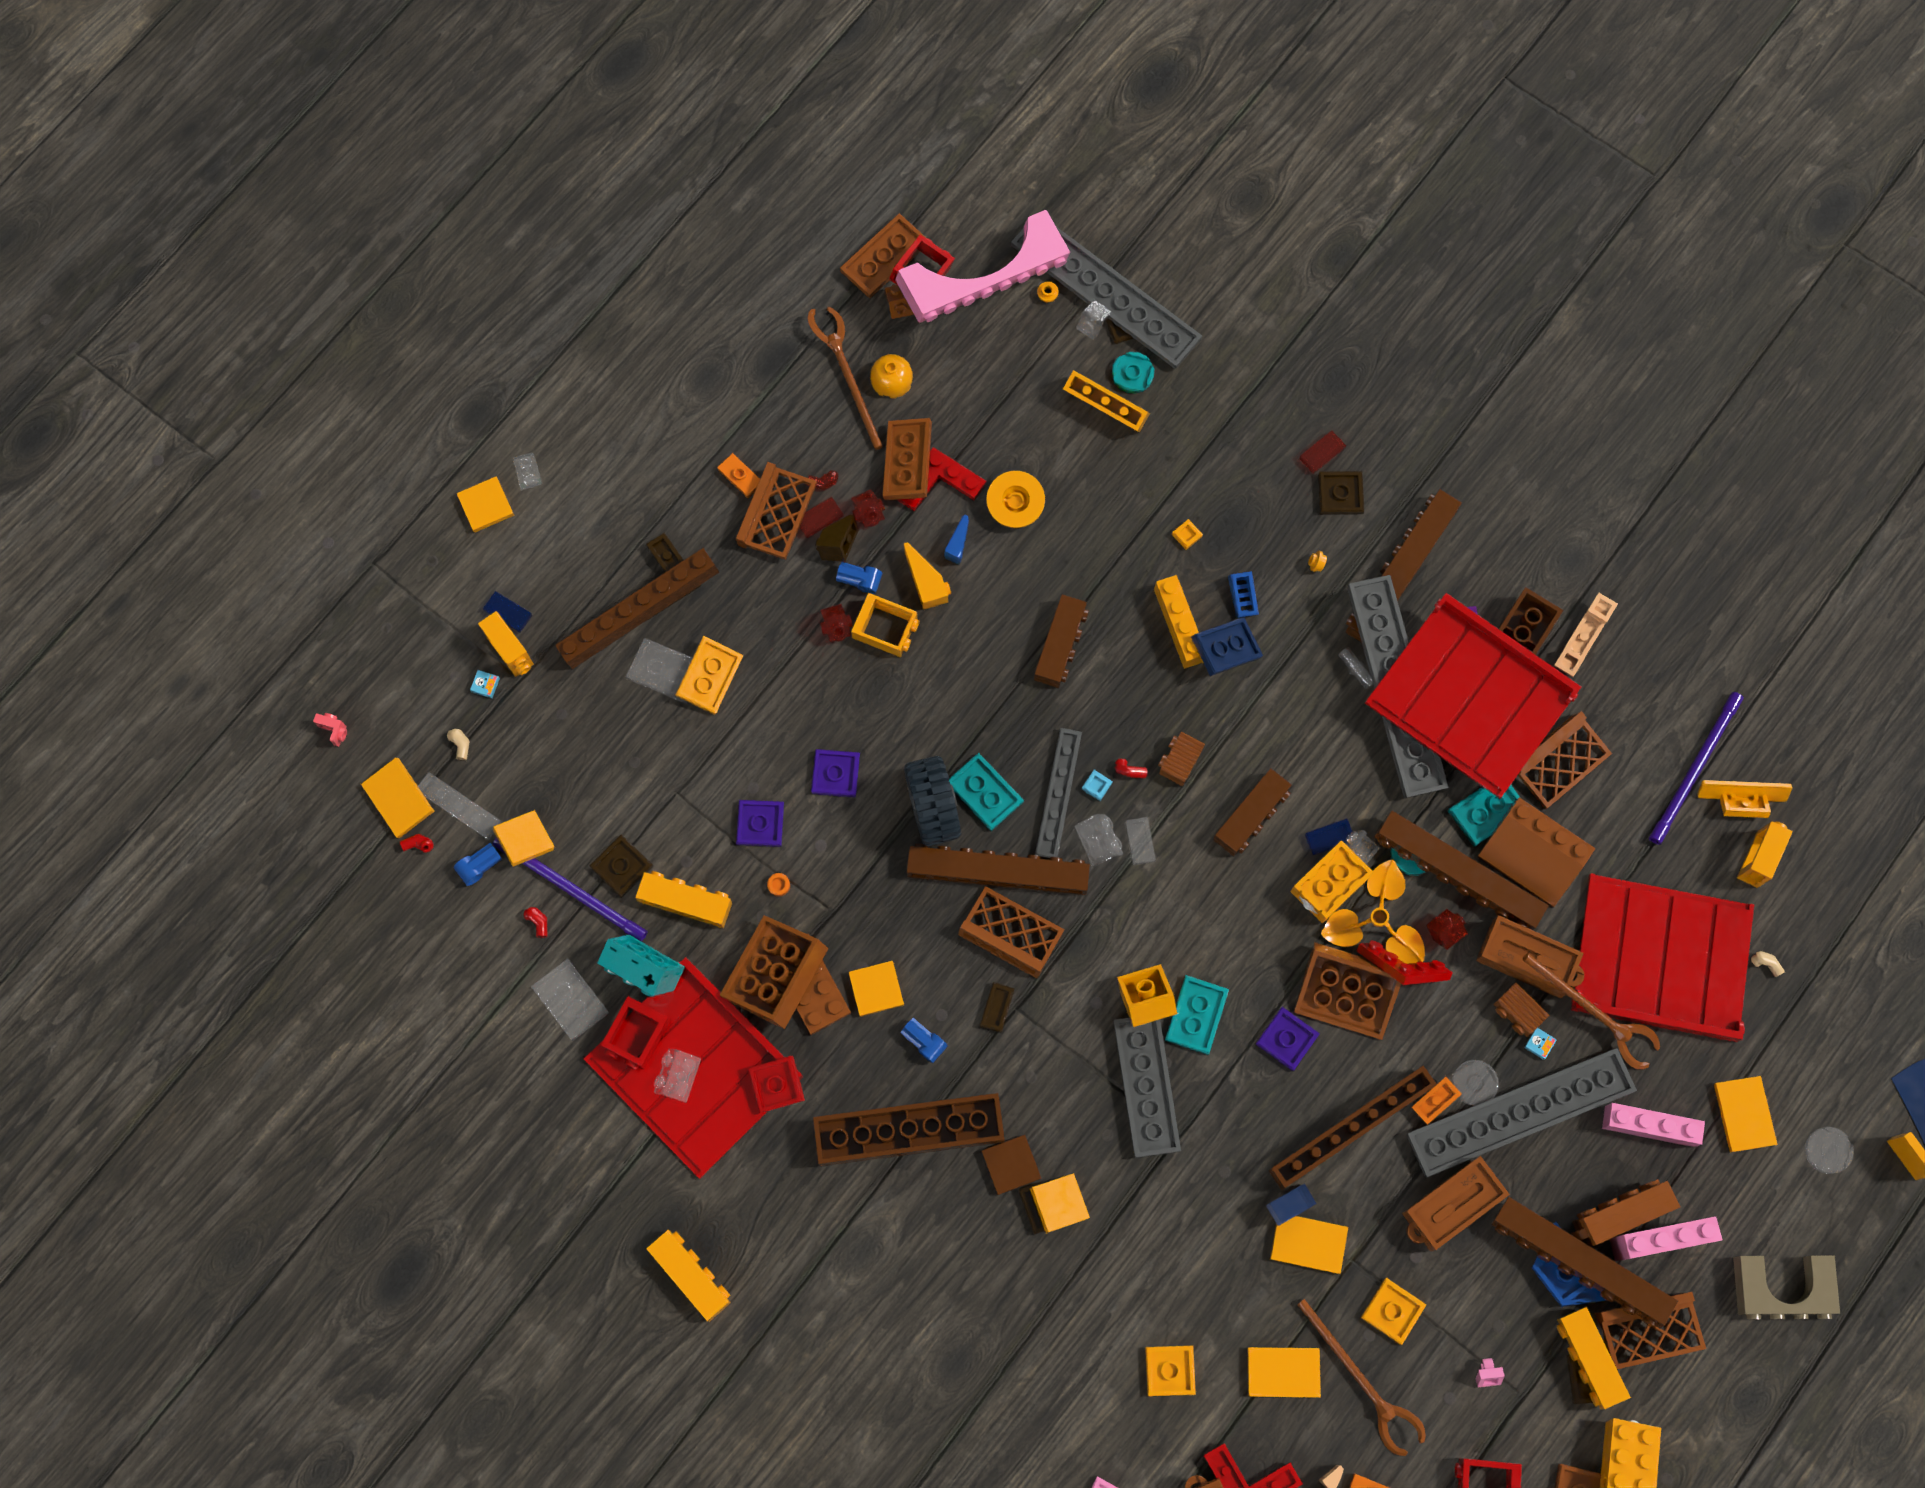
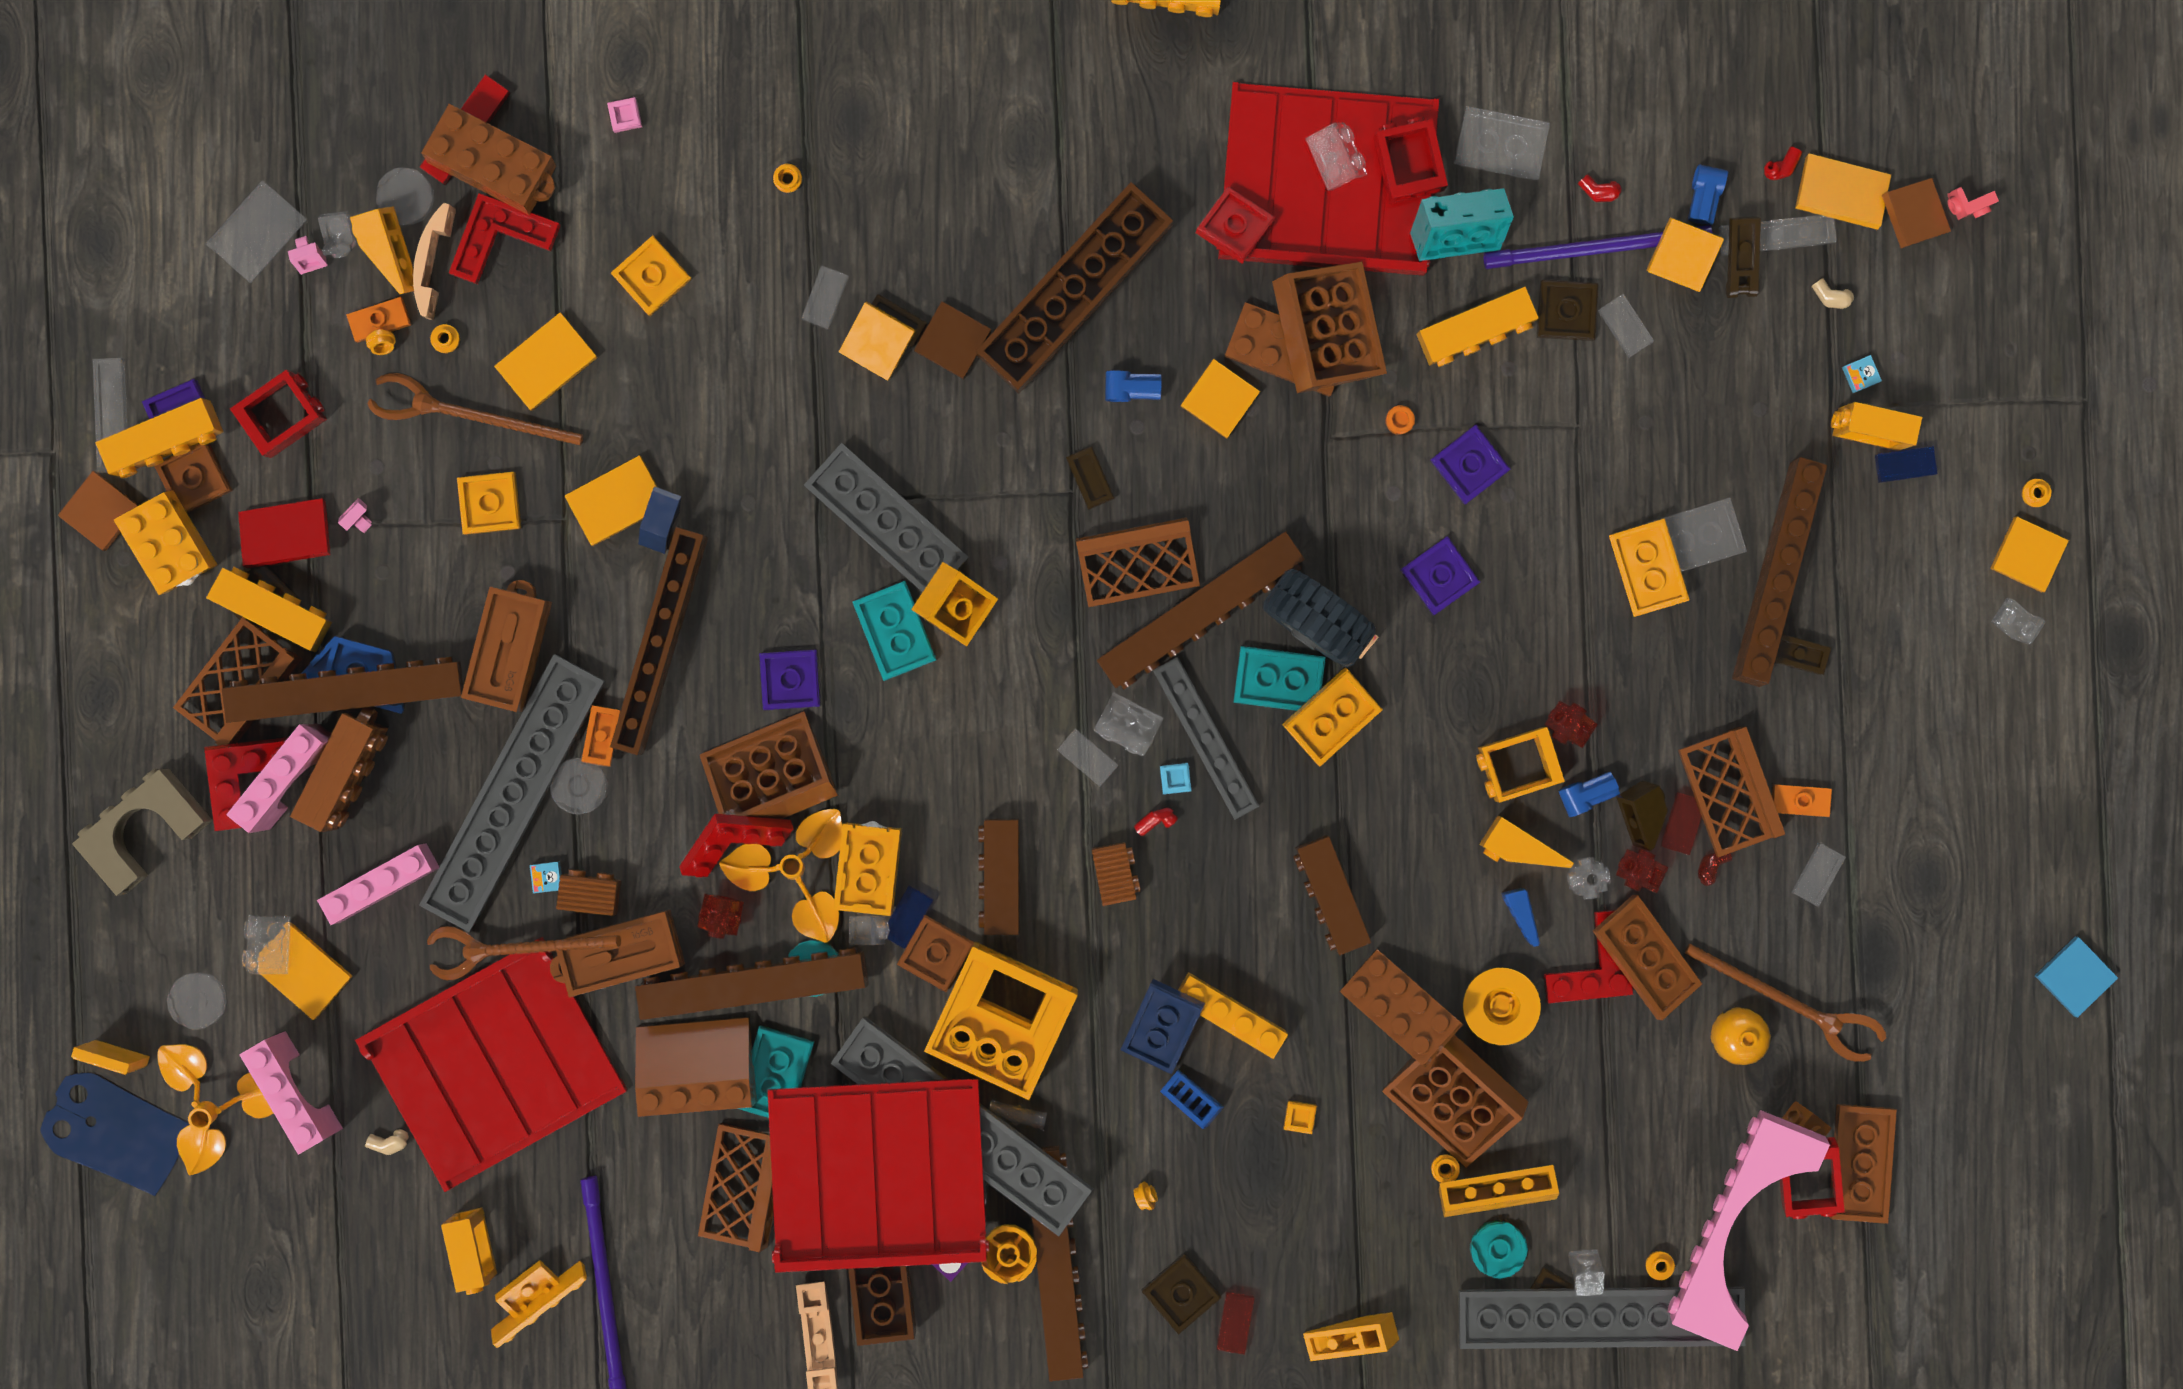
camera: 140 degrees right, 15 degrees up
(368, 748) = (1916, 213): none -> dark orange tile
(451, 540) = (2028, 493): none -> light orange plate
(490, 807) = (1743, 256): none -> dark brown plate
(595, 827) = (1625, 325): none -> clear tile
(673, 259) = (2076, 976): none -> dark azure tile
(767, 427) = (1818, 874): none -> clear tile
(901, 535) = (1578, 878): none -> clear brick
(972, 742) = (1332, 717): none -> light orange tile
(1038, 1359) = (783, 170): none -> light orange plate
(1069, 1261) = (825, 297): none -> clear tile
(1076, 544) = (1401, 1008): none -> dark orange plate
(1085, 472) = (1457, 1100): none -> dark orange slope
(1126, 433) = (1451, 1175): none -> light orange plate
(1259, 389) = (1353, 1337): none -> light orange slope
(1330, 801) = (935, 953): none -> dark orange tile
(1331, 1443) = (452, 343): none -> light orange plate
(1334, 715) = (1002, 1028): none -> light orange piece
(1383, 1476) = (380, 342): none -> light orange plate
(1426, 589) = (1010, 1254): none -> light orange cylinder
(1545, 1403) = (284, 533): none -> red tile
(1697, 1280) = (223, 767): none -> red plate
(1756, 1145) = (267, 944): none -> clear bracket
(1810, 1065) = (270, 1069): none -> bright pink arch
(1890, 1058) = (196, 1143): none -> light orange plant

